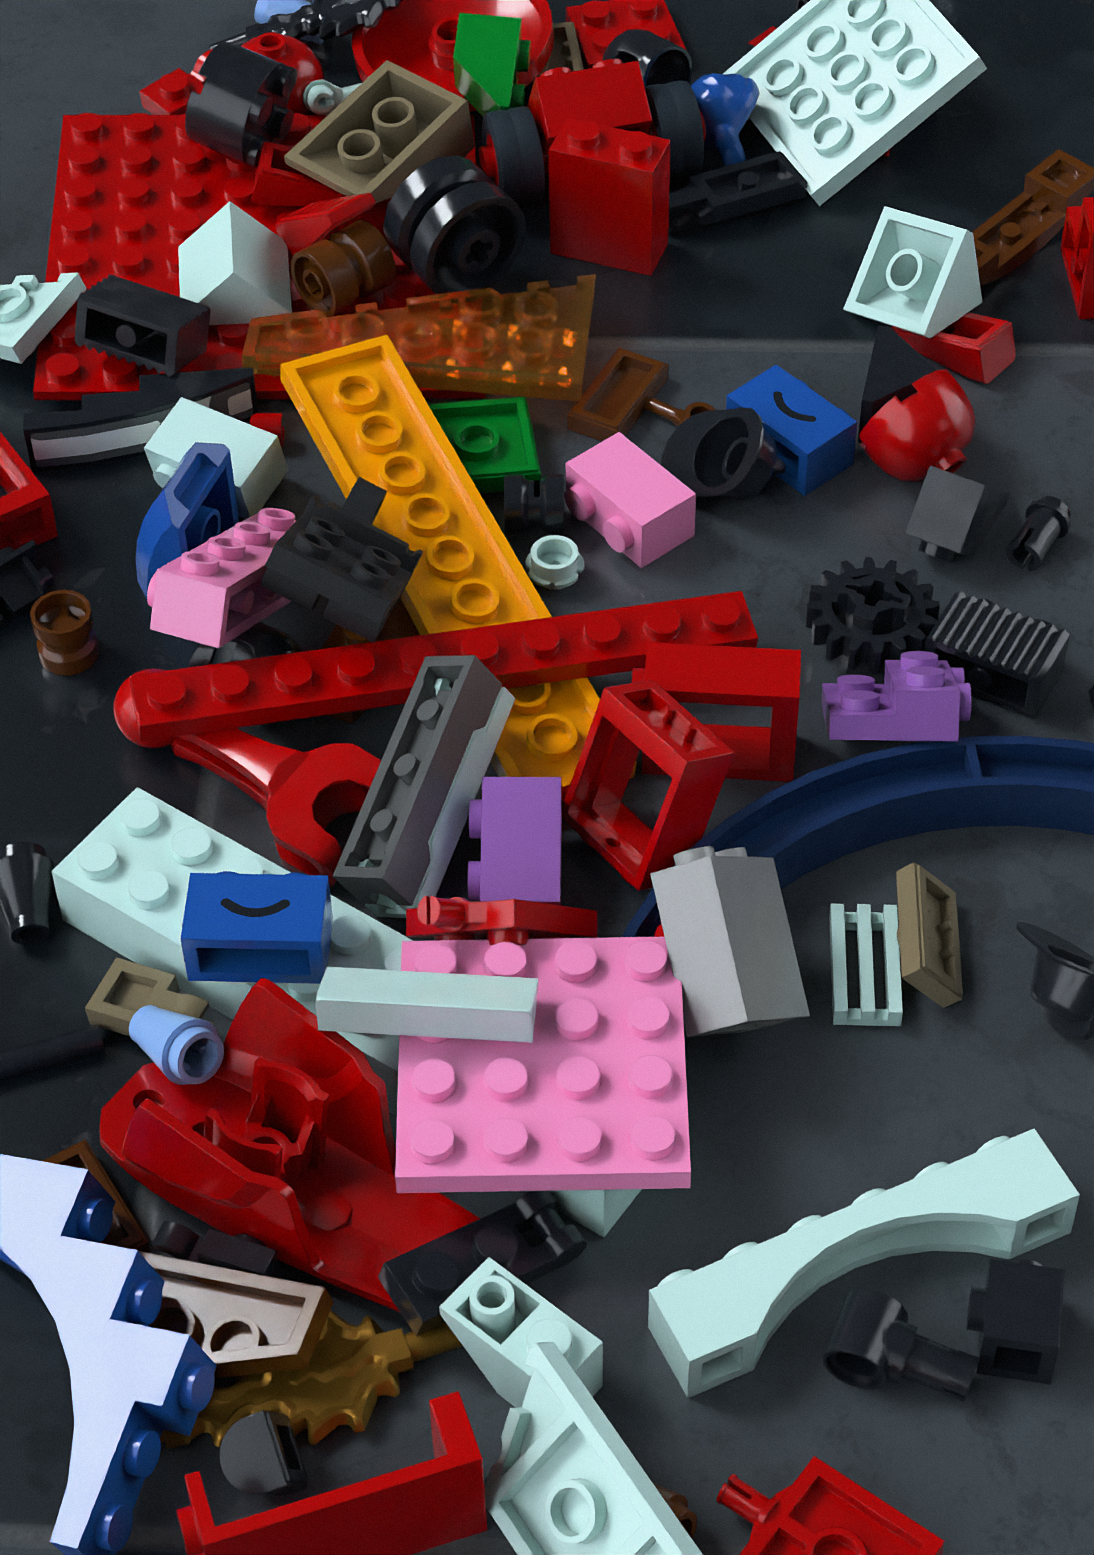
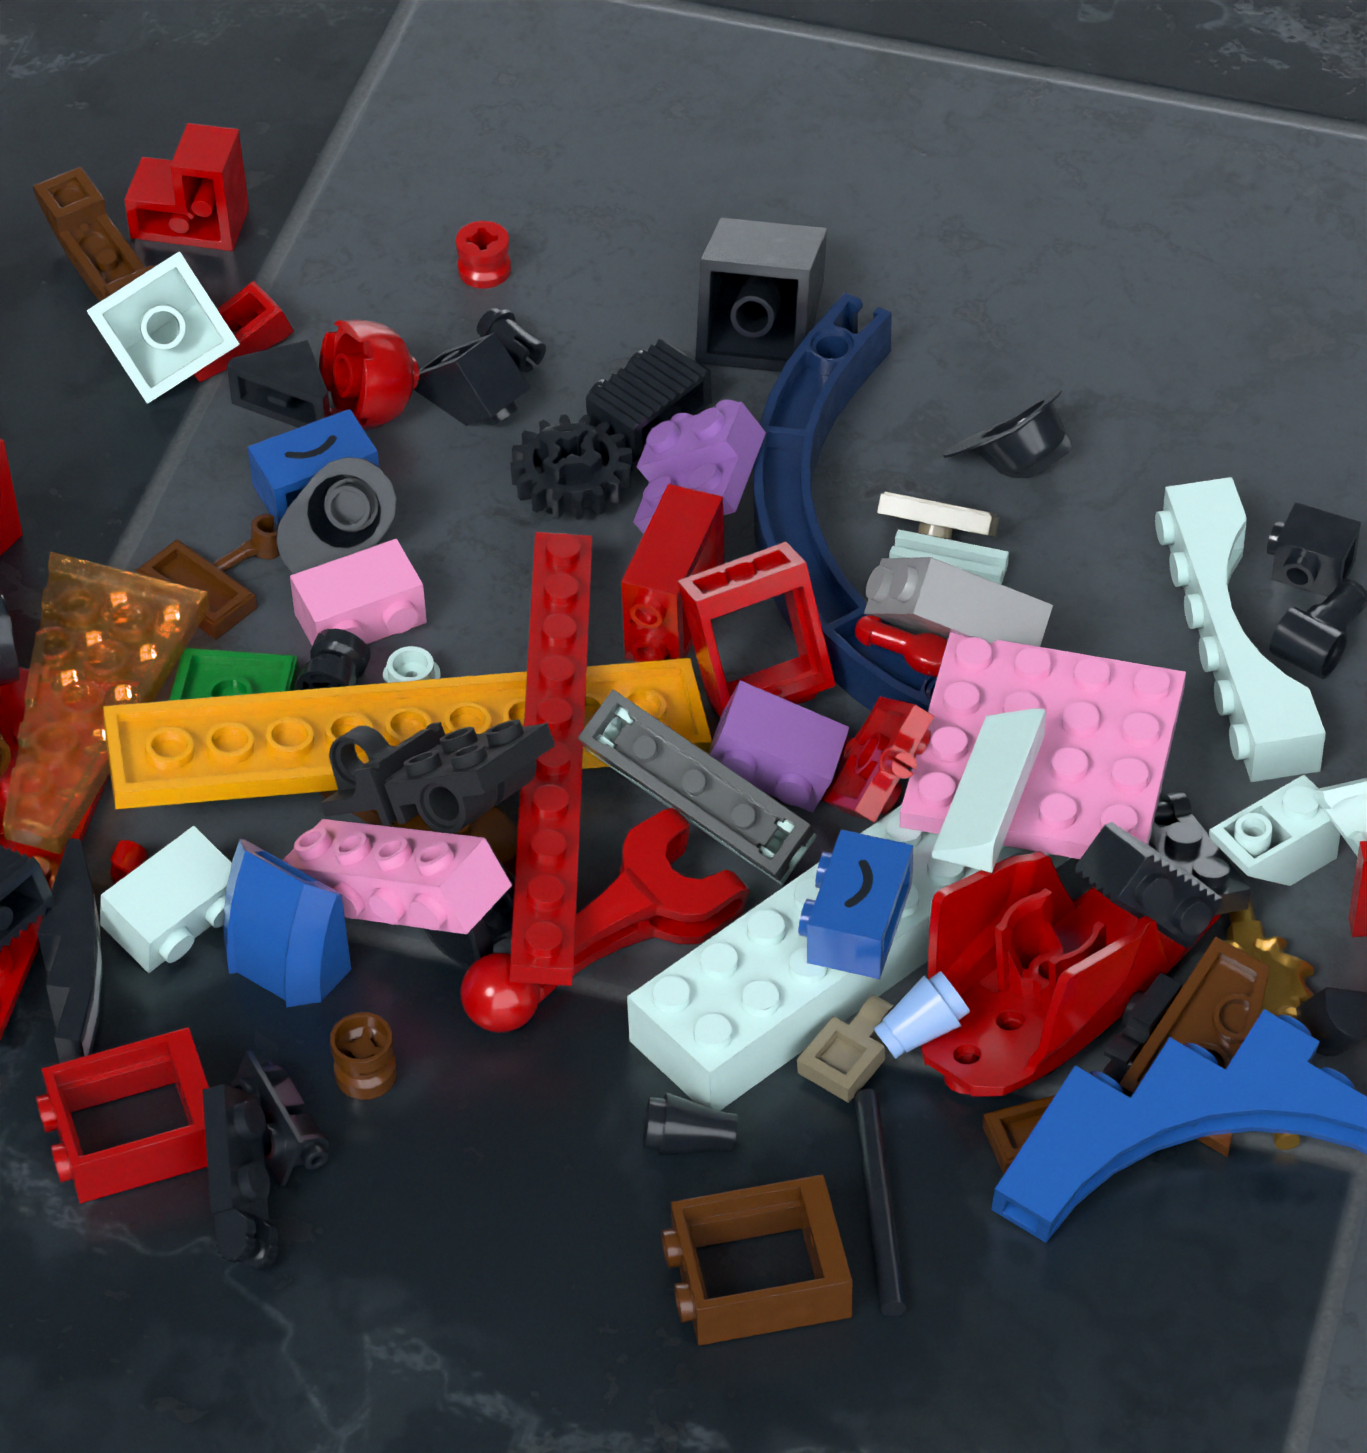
camera: 75 degrees left, 0 degrees up
(353, 1192) = (1148, 884): none -> black brick

